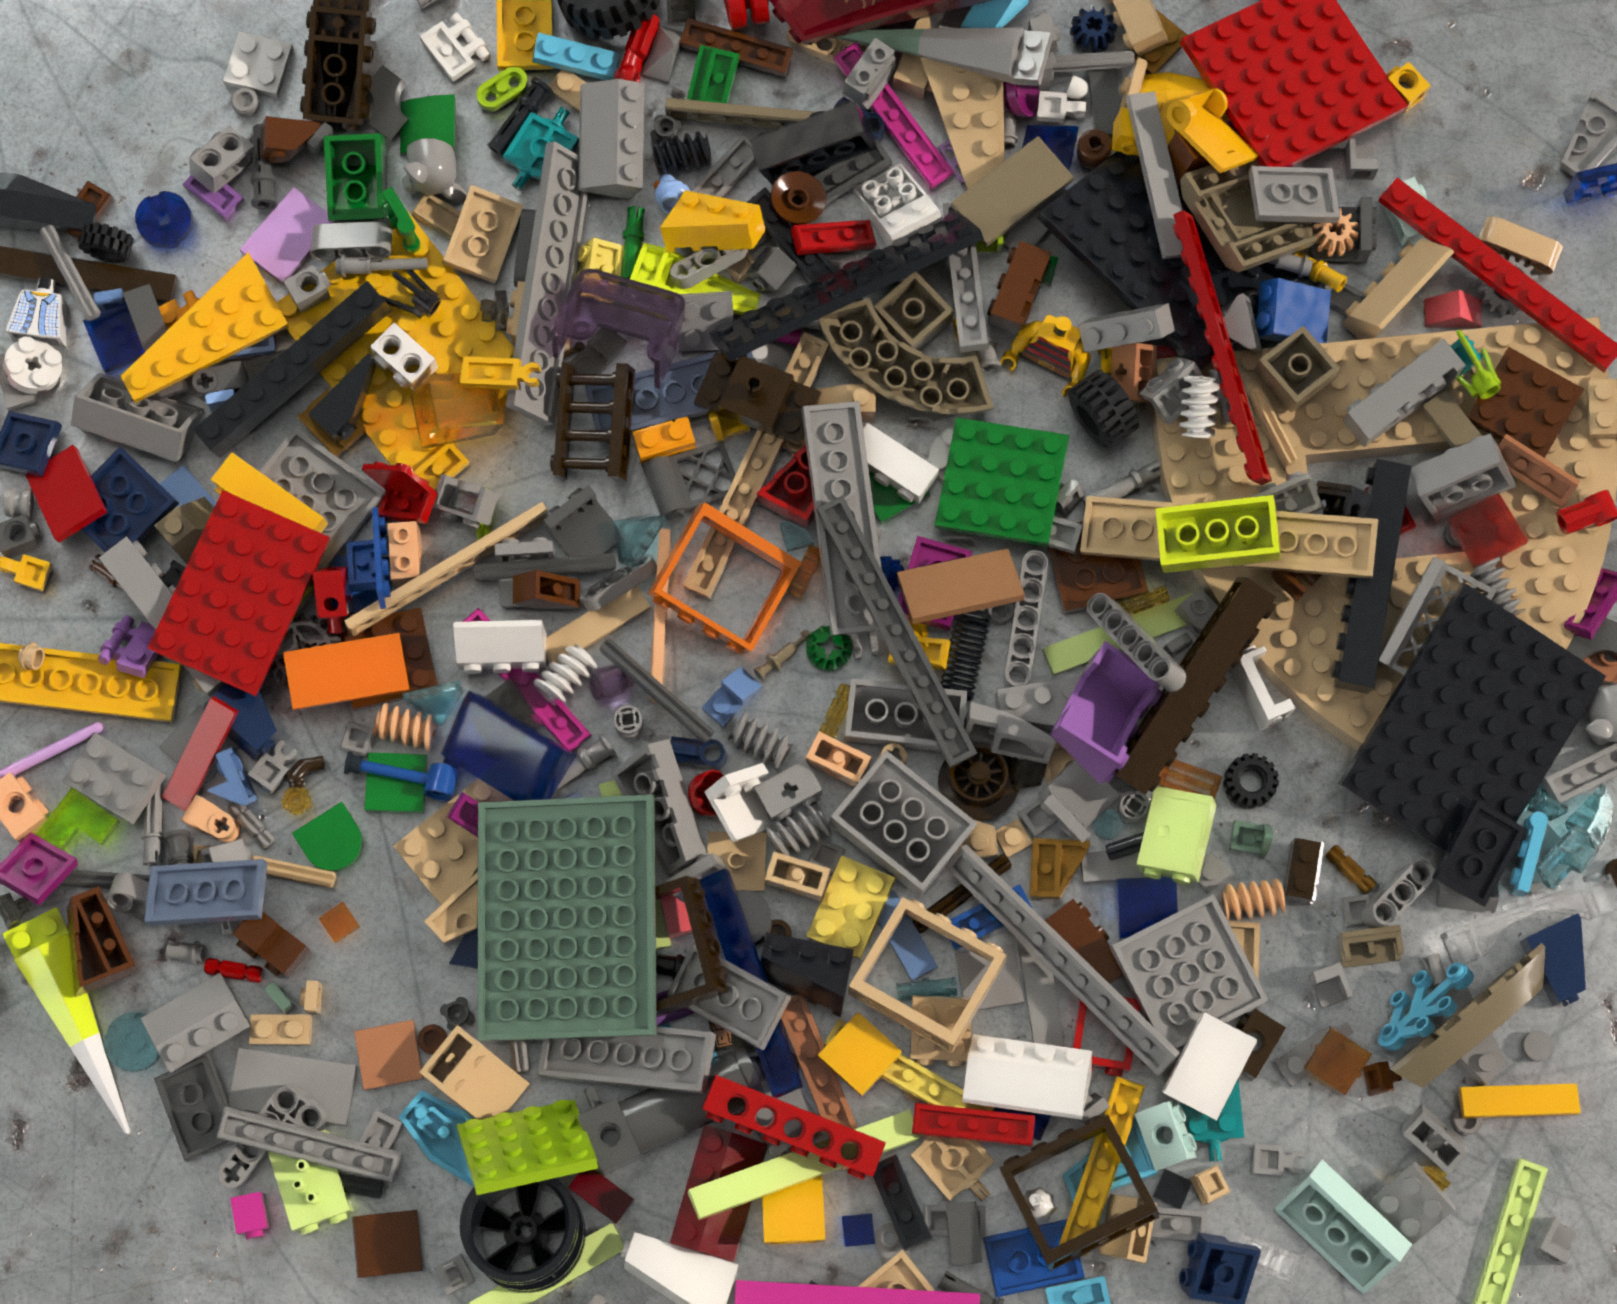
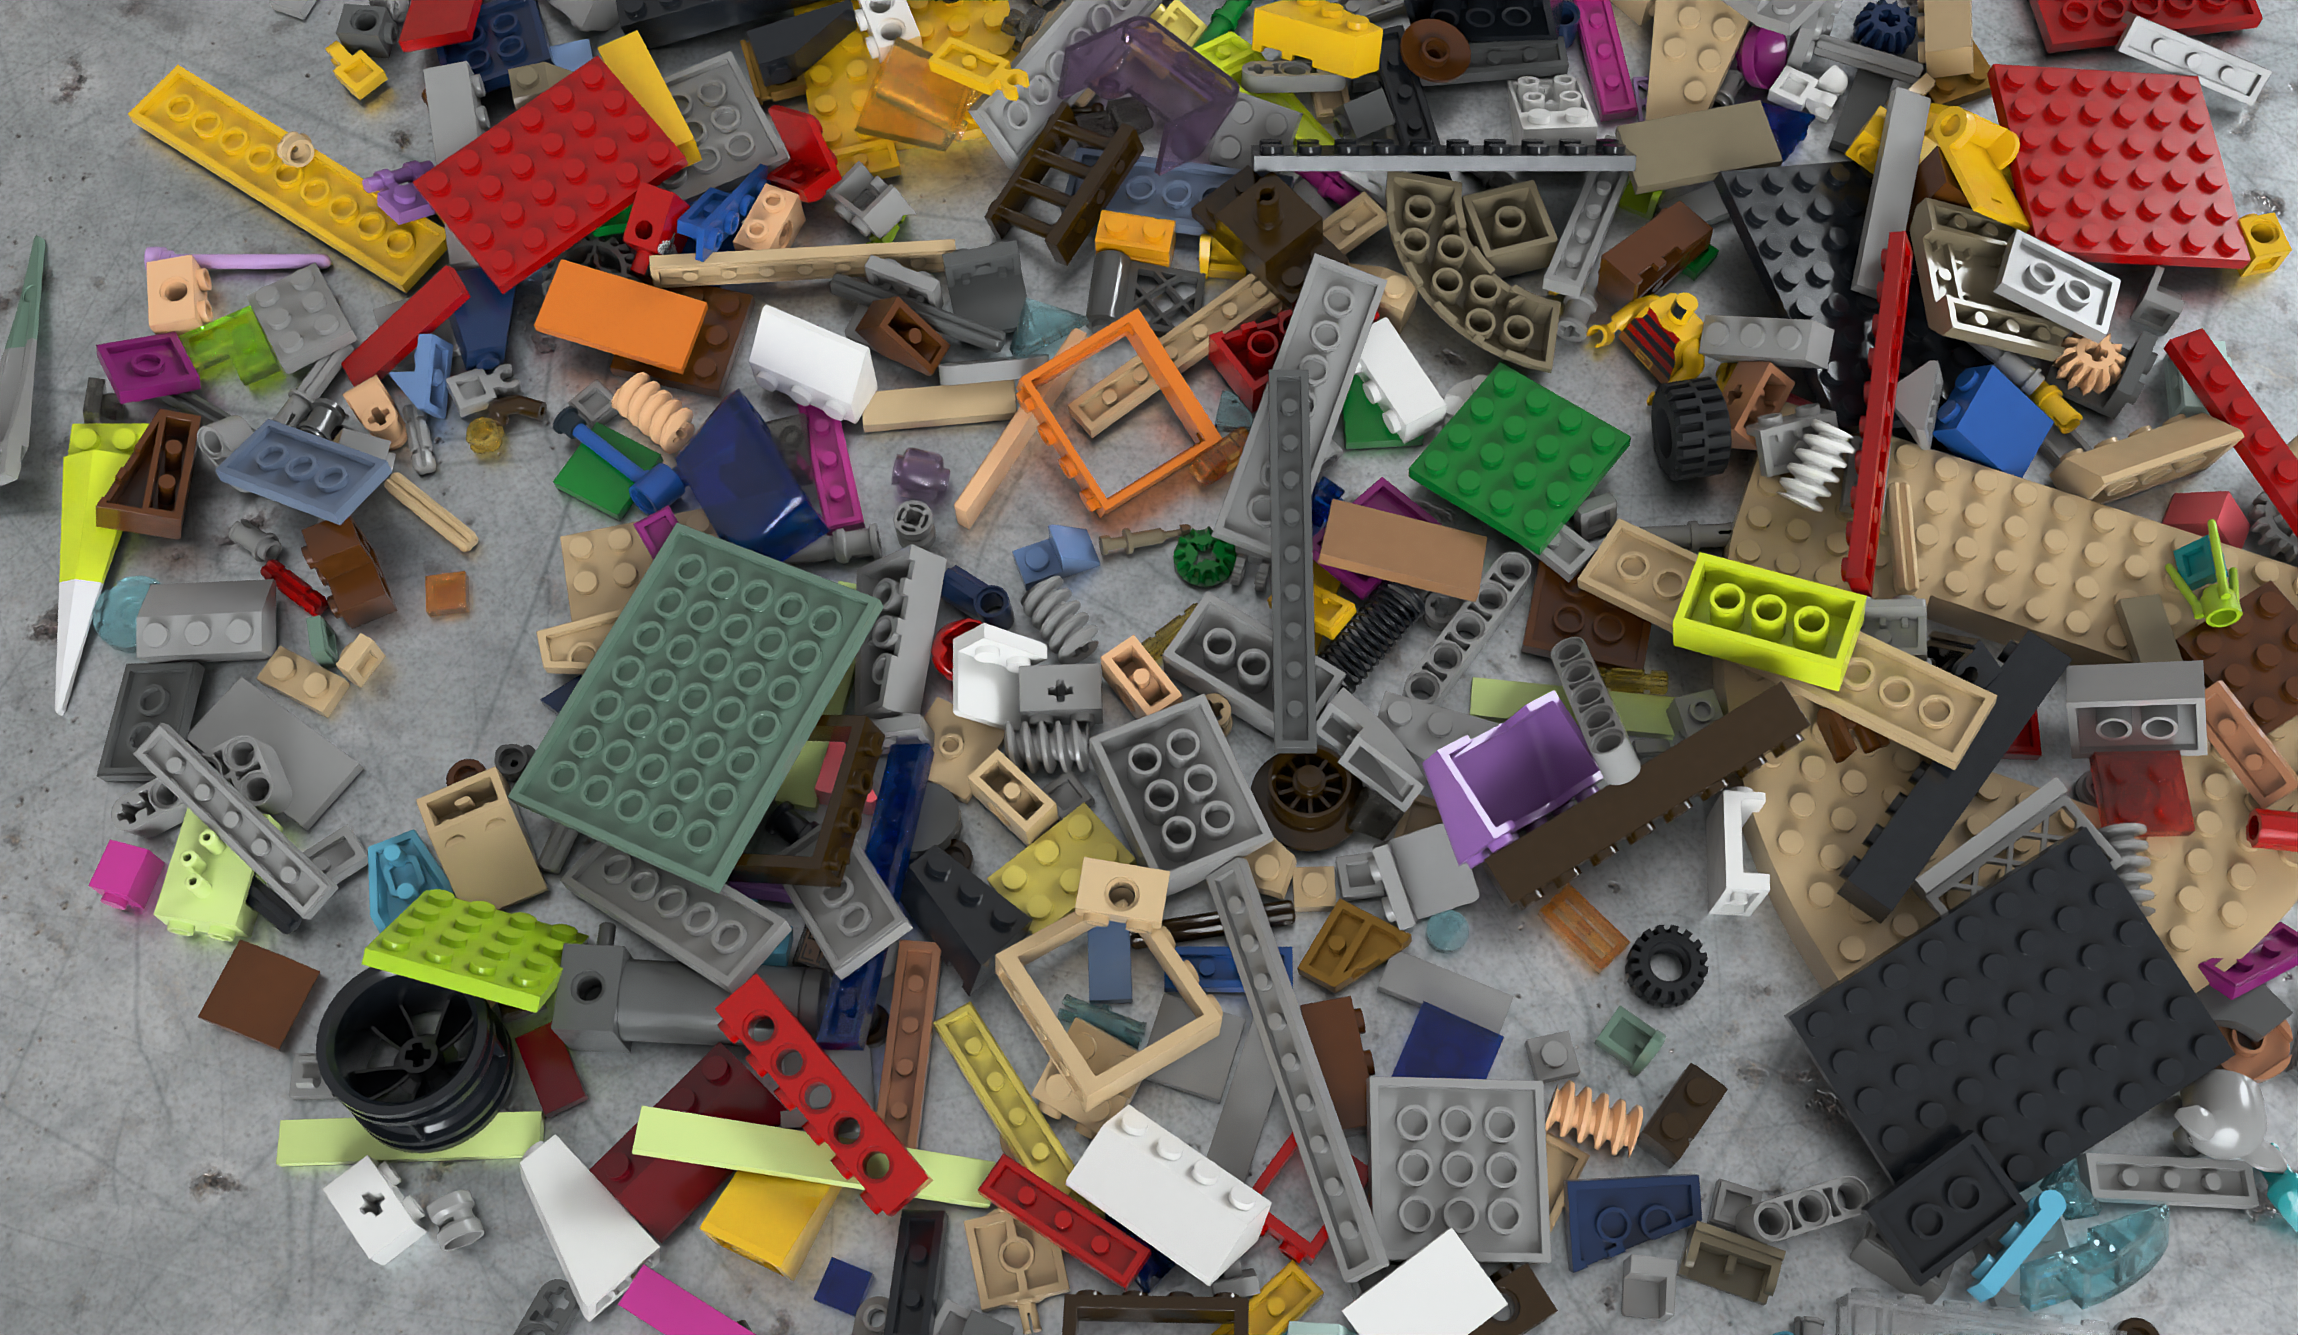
camera: 30 degrees right, 10 degrees down
(331, 839) = (496, 497): green tile -> none
(388, 1055) = (402, 769): nougat tile -> none
(435, 700) = (701, 394): clear light blue slope -> none
(564, 674) = (869, 434): white piece -> none
(656, 690) = (964, 500): dark grey axle -> none
(833, 237) = (1453, 111): red tile -> none
(859, 1054) = (968, 1056): yellow tile -> none
(889, 910) = (1102, 877): none -> tan brick
(1093, 148) = (1823, 144): reddish brown piece -> none
(1131, 812) = (1487, 932): light grey wheel -> none
(1173, 836) = (1524, 980): yellowish green piece -> none
(1296, 946) = (1623, 1212): none -> dark blue wing
(1297, 369) = (1968, 480): dark tan brick -> none
(1351, 869) = (1750, 1147): pearl gold axle -> none
(1403, 393) = (2103, 569): light grey wedge -> none

